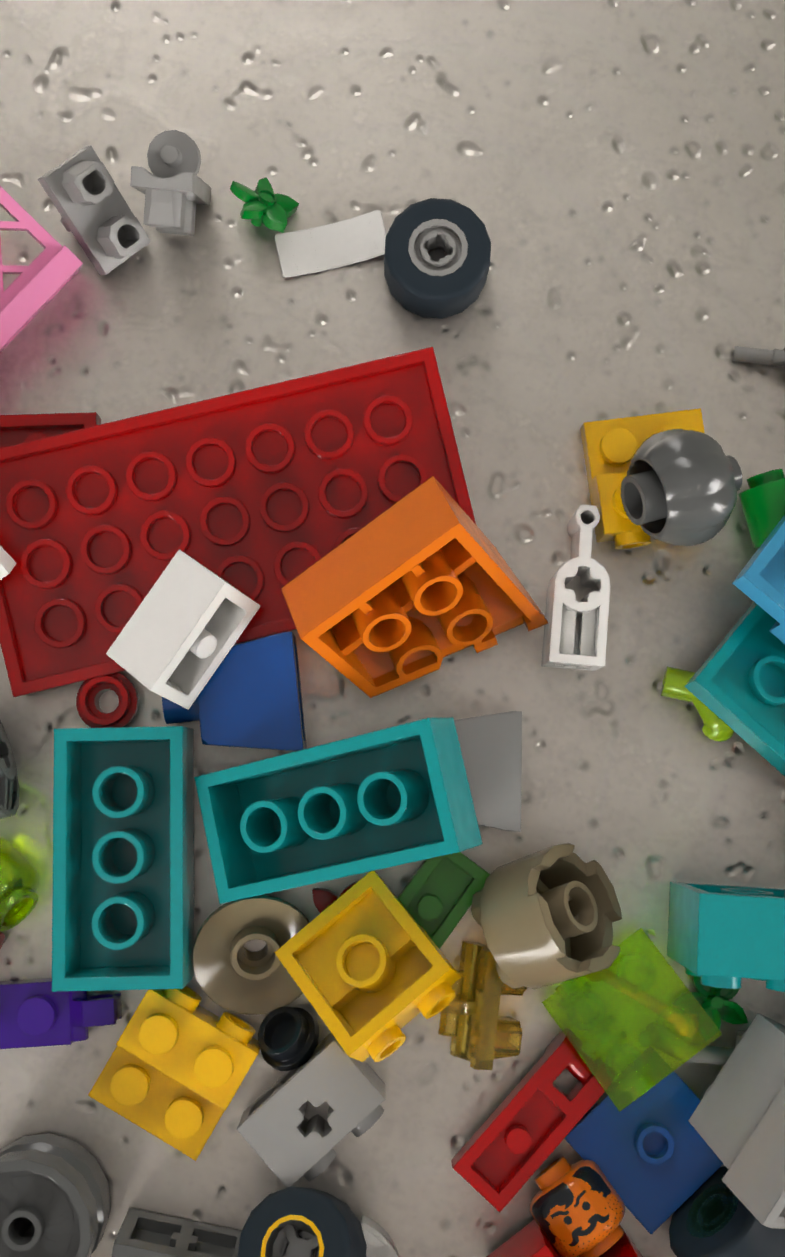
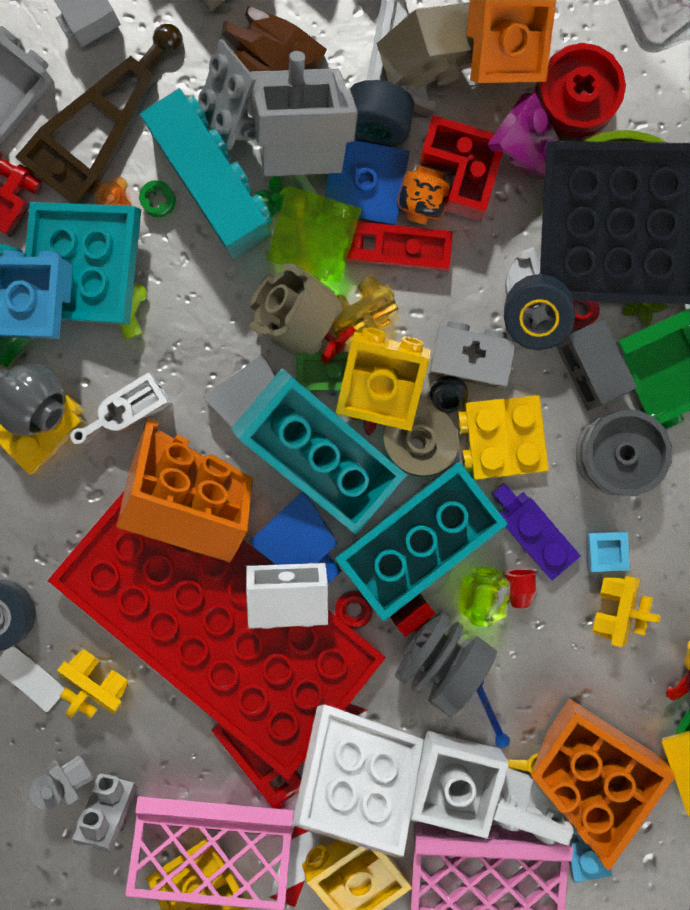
camera: 125 degrees left, 5 degrees up
(34, 771) = (412, 615): none -> red plate
(238, 319) = (77, 675): none -> yellow hips
(264, 205) = (34, 728): green plant -> none
(461, 938) = (336, 345): none -> red plant

